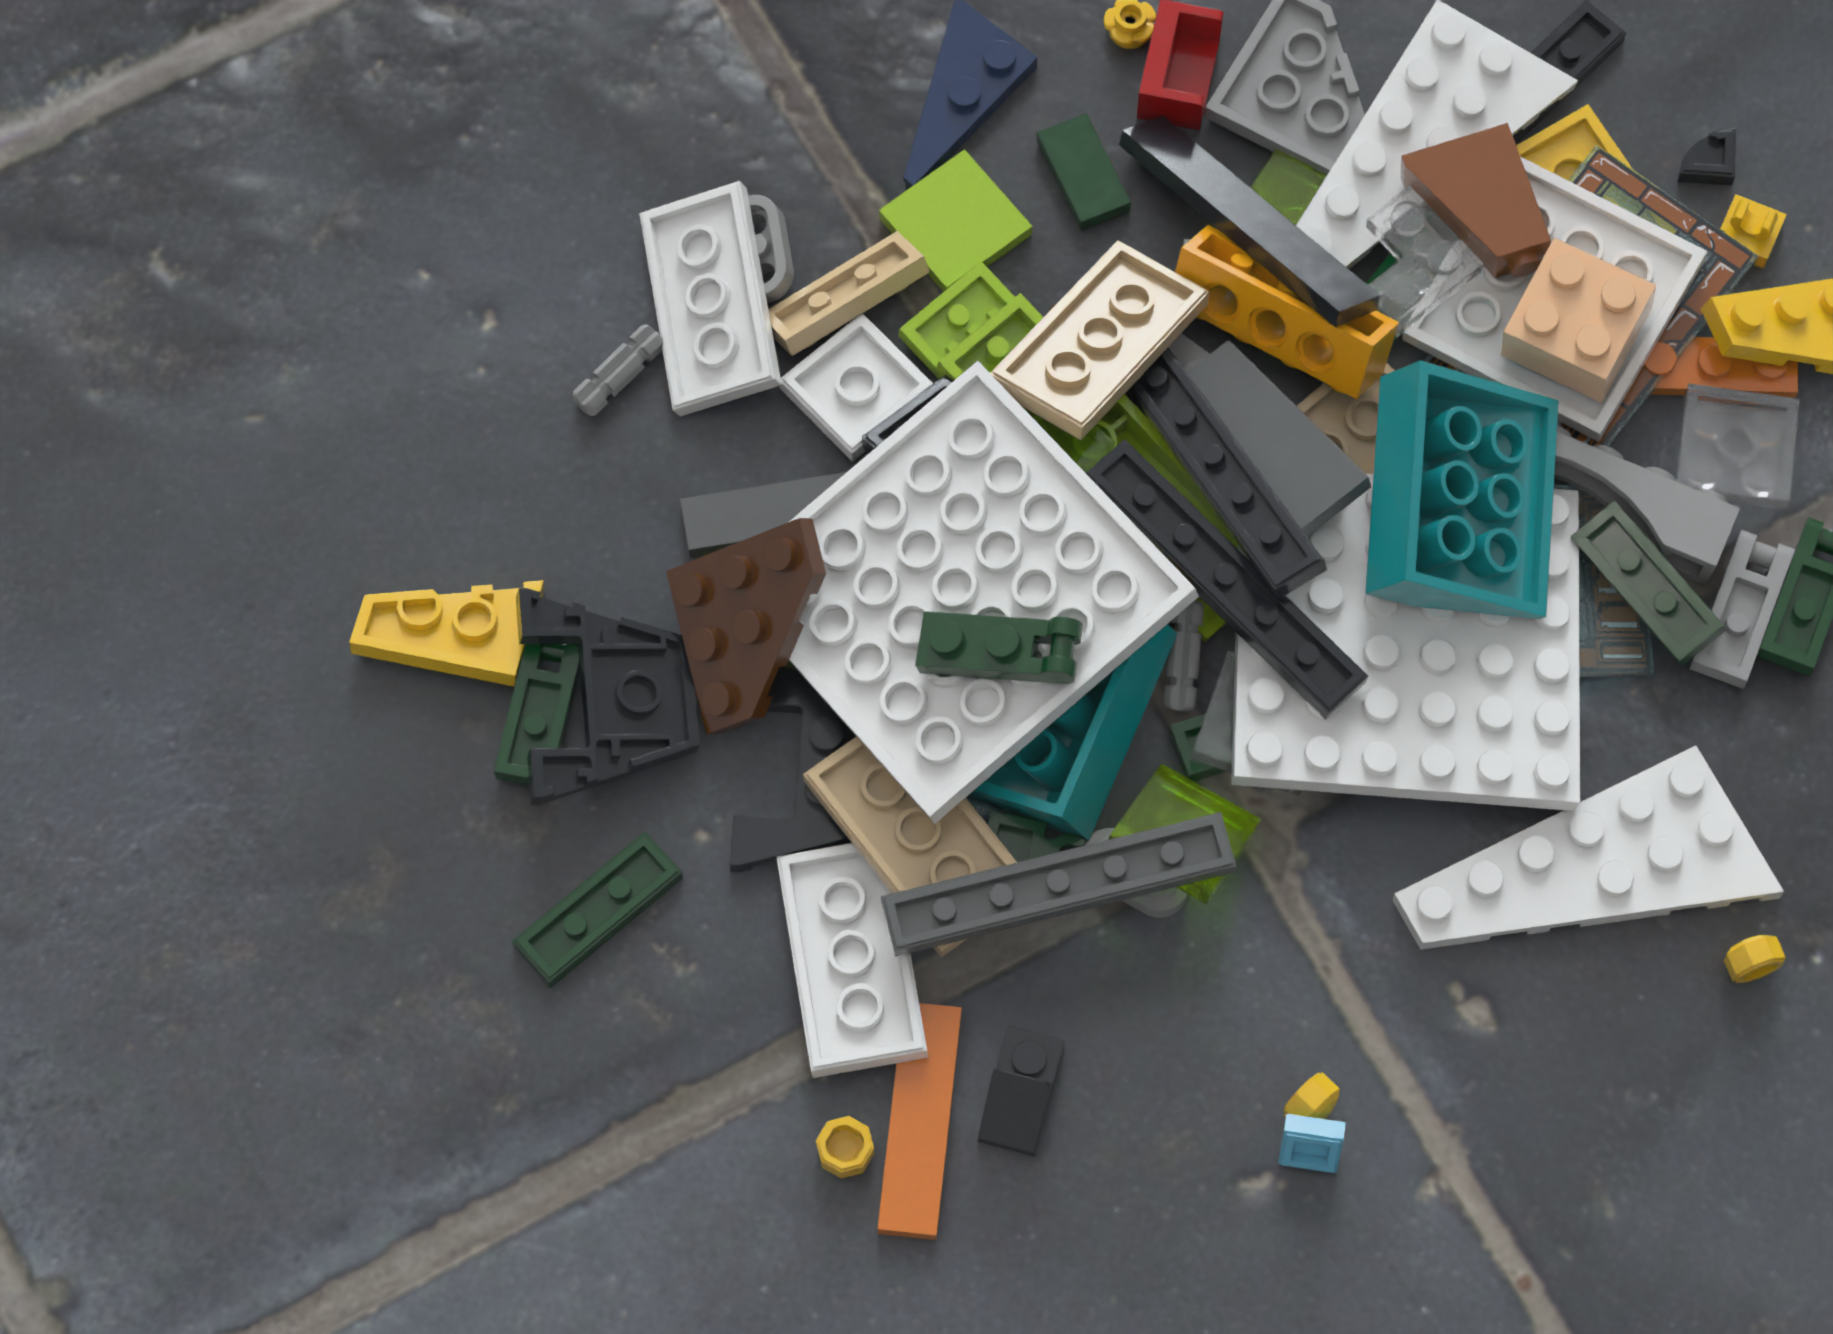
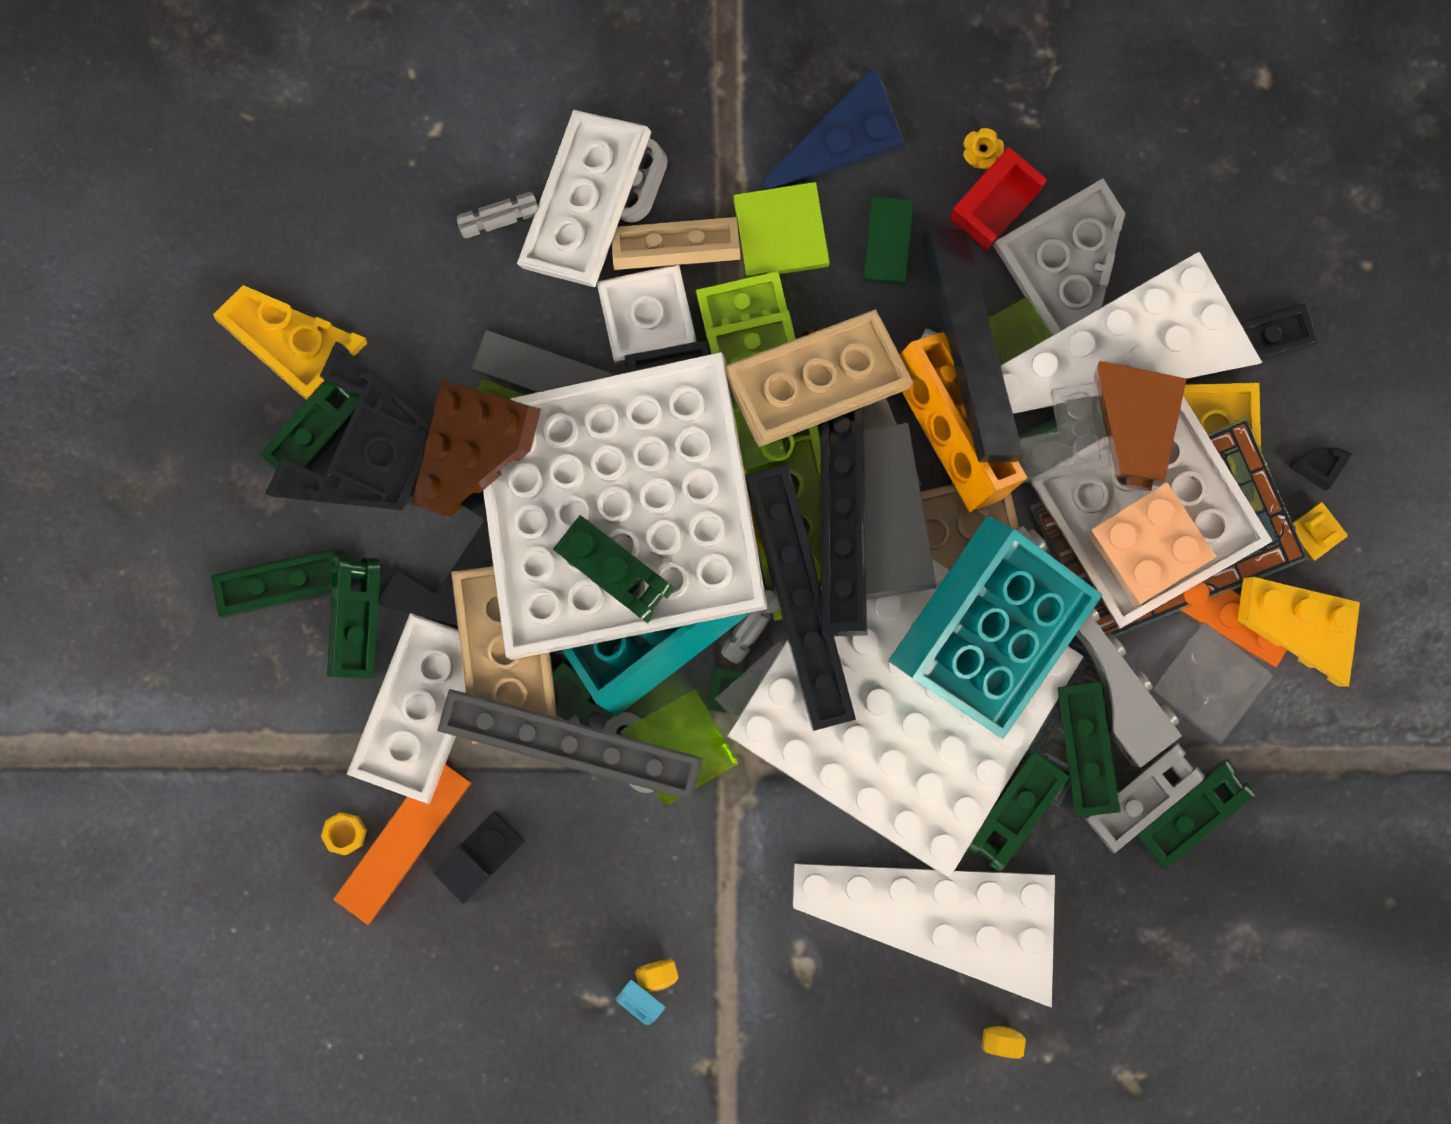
camera: 30 degrees right, 15 degrees up
(714, 894) = (353, 618): none -> dark green plate
(1610, 692) = (1019, 809): none -> dark green plate

